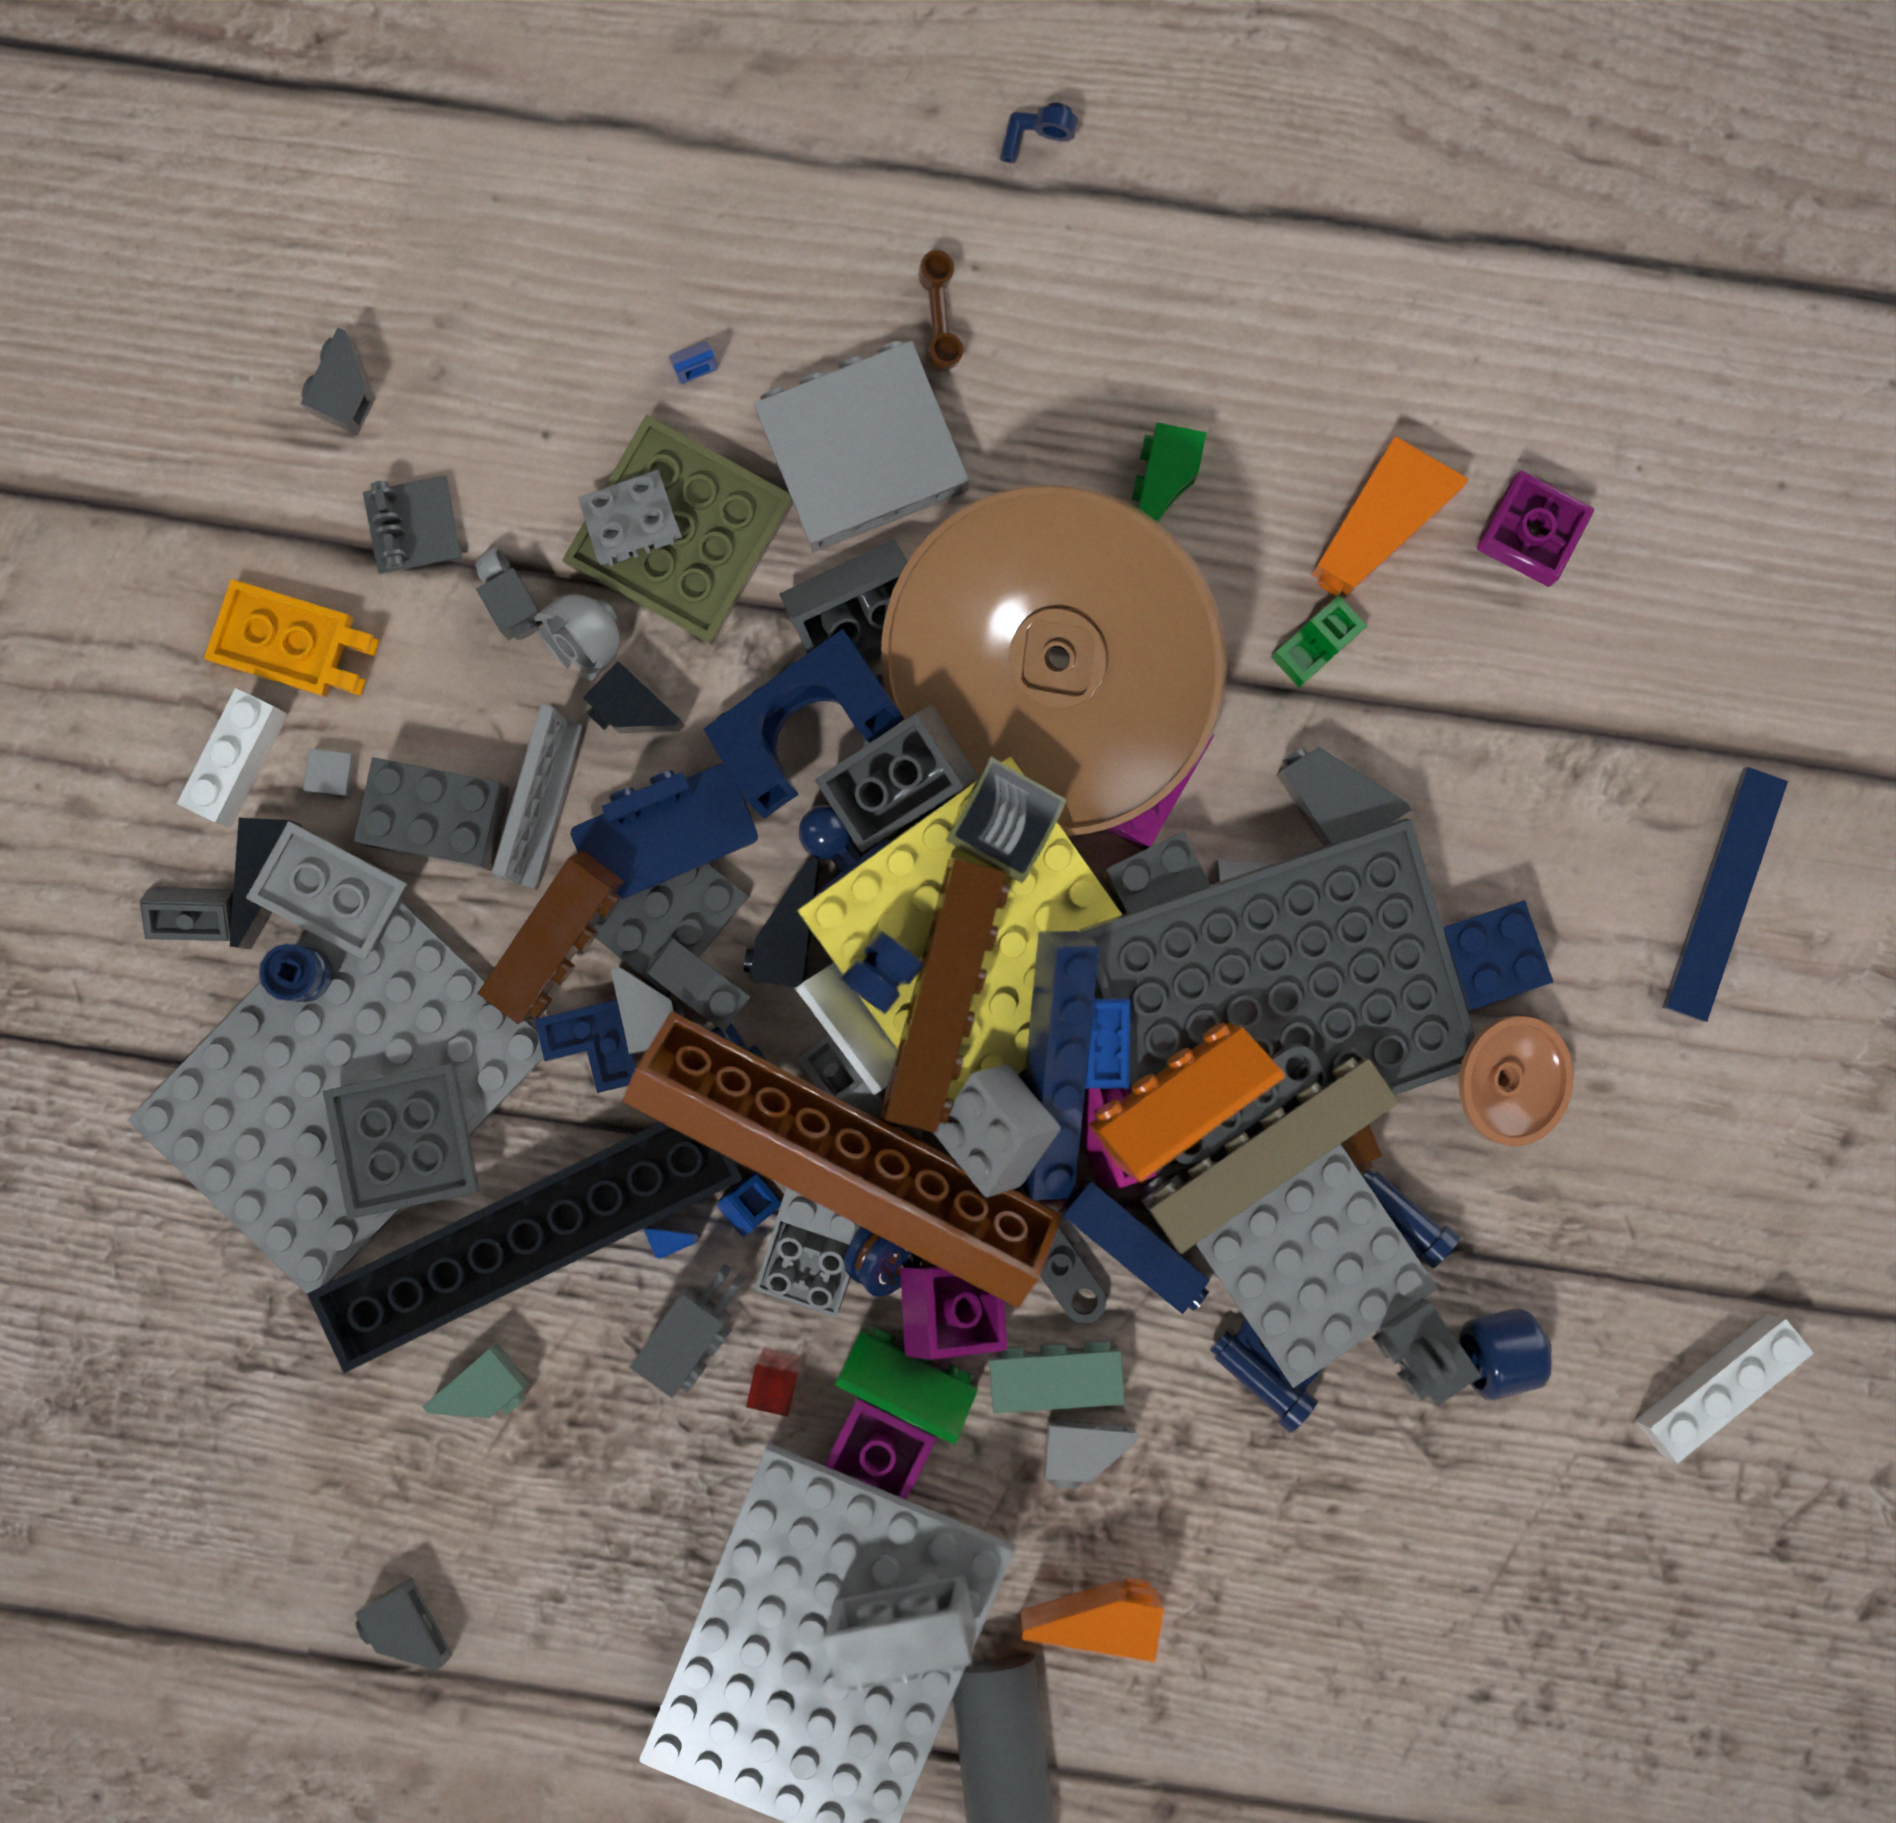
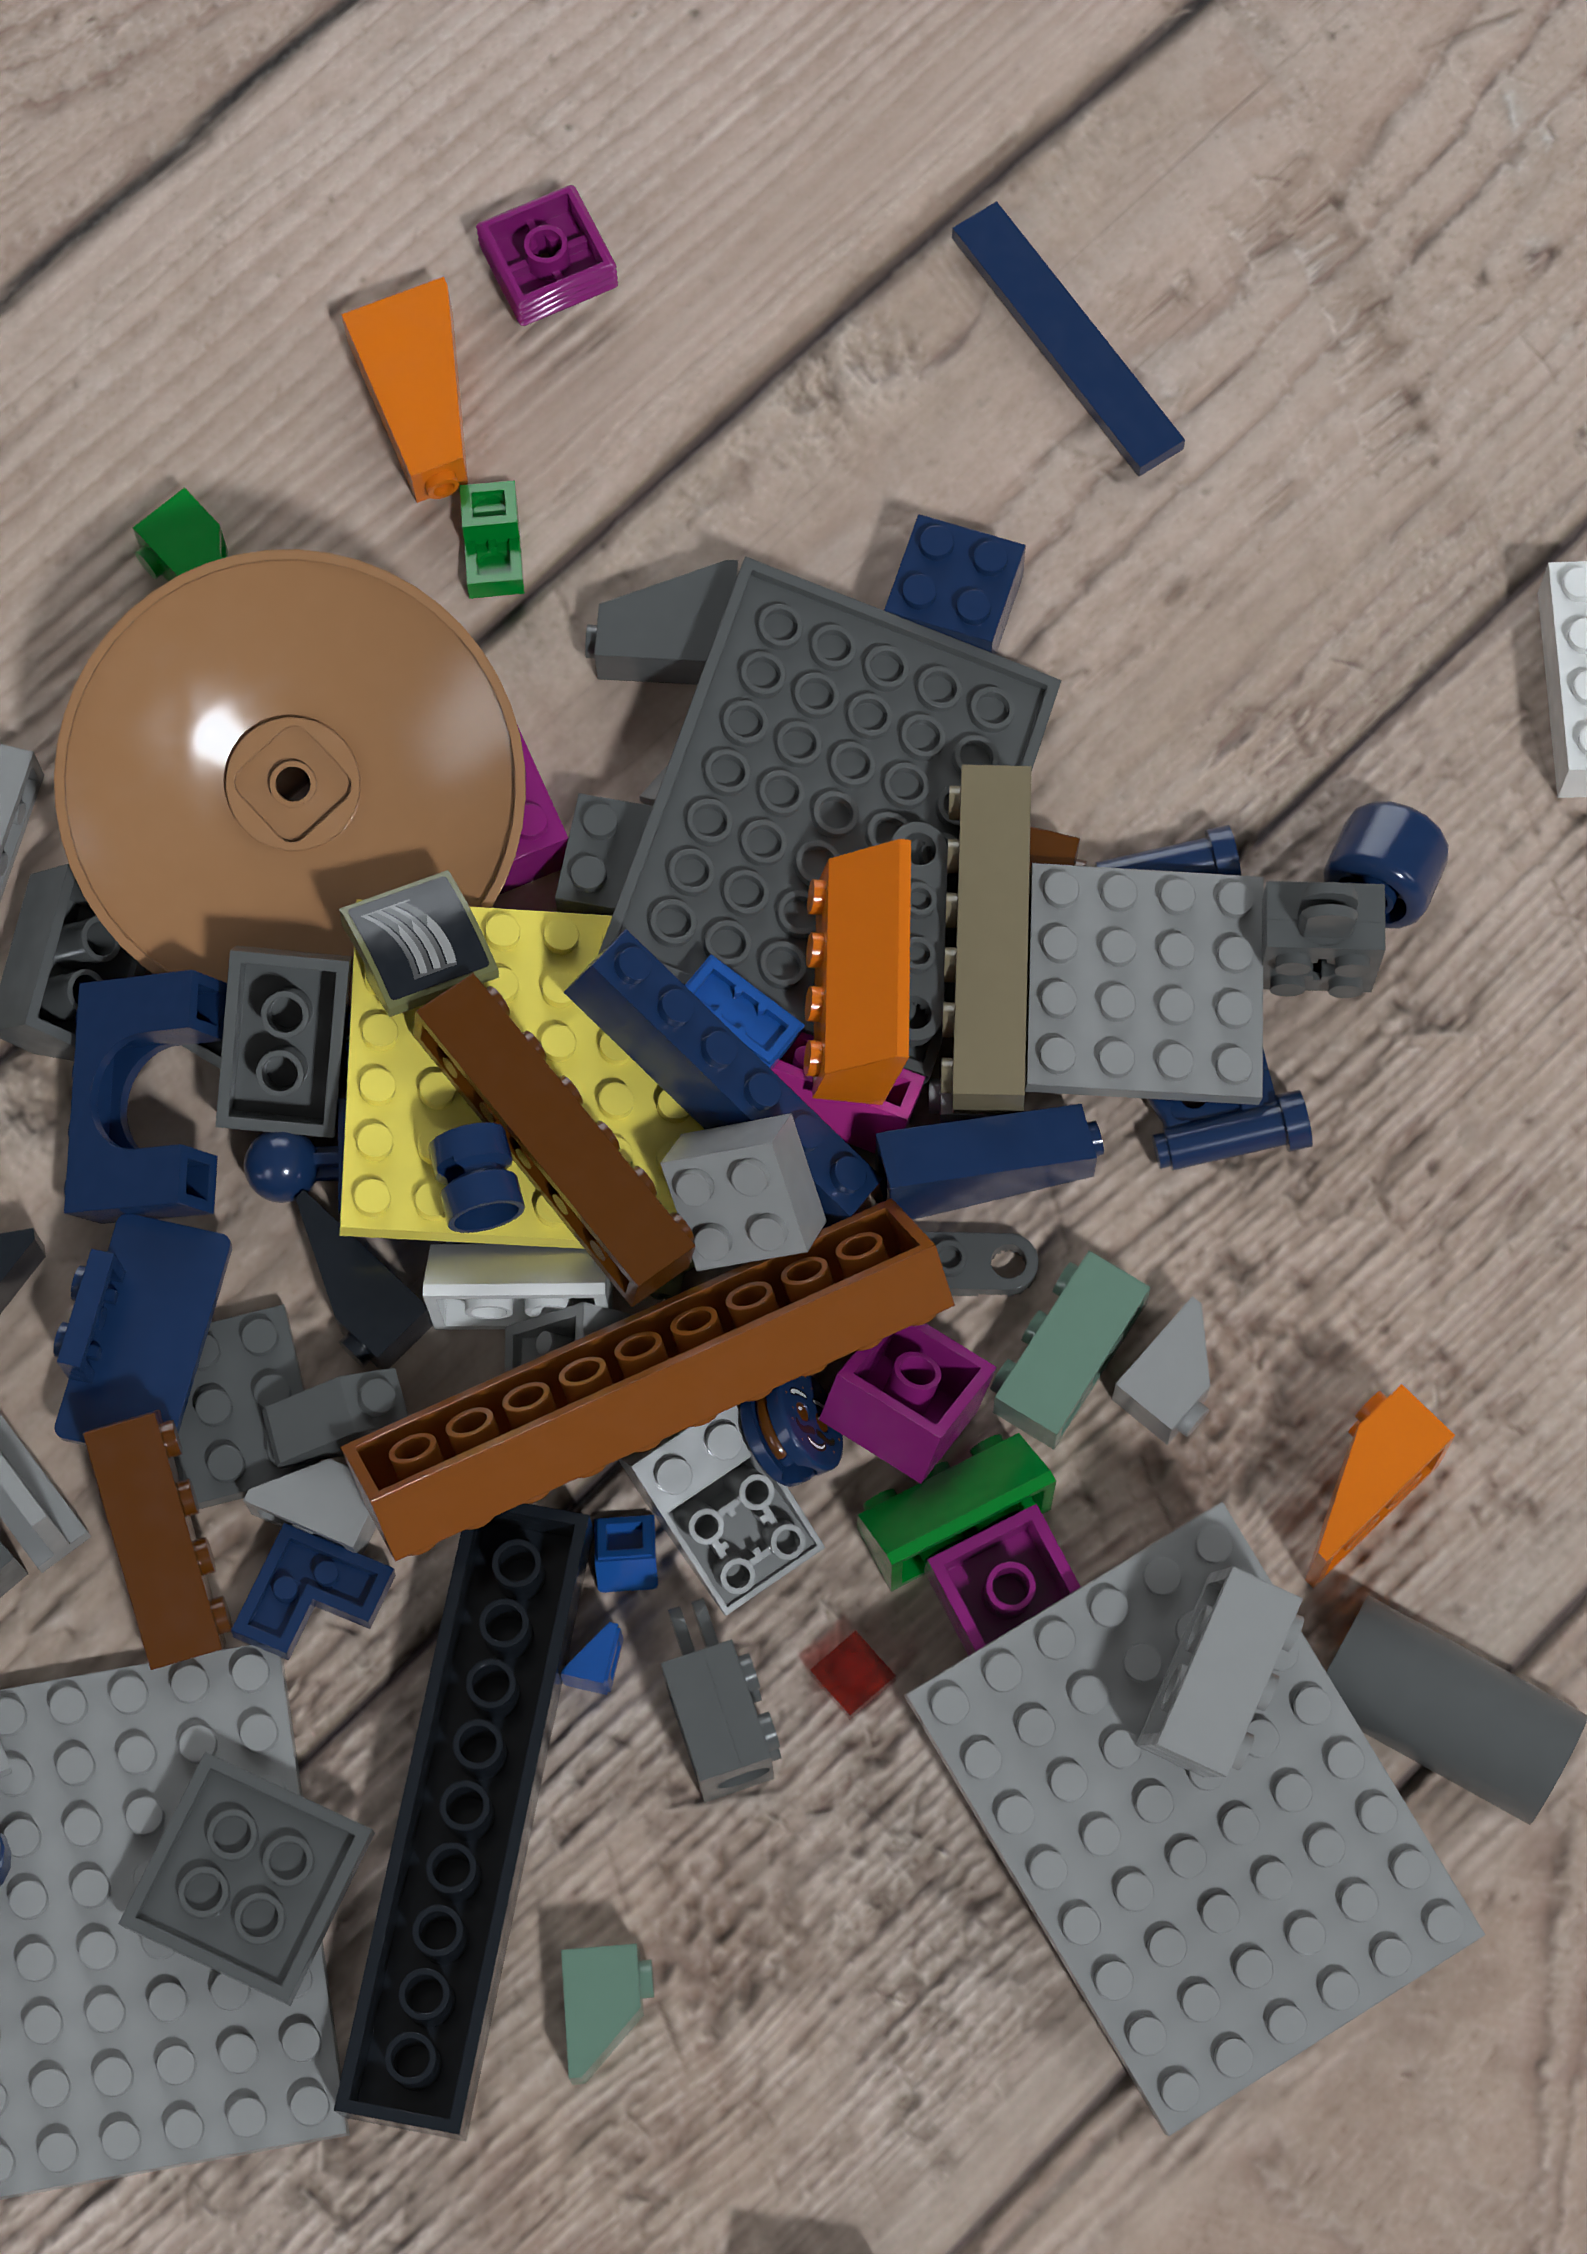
camera: 50 degrees left, 15 degrees down
(1532, 1085) = (1102, 654): nougat dish -> none

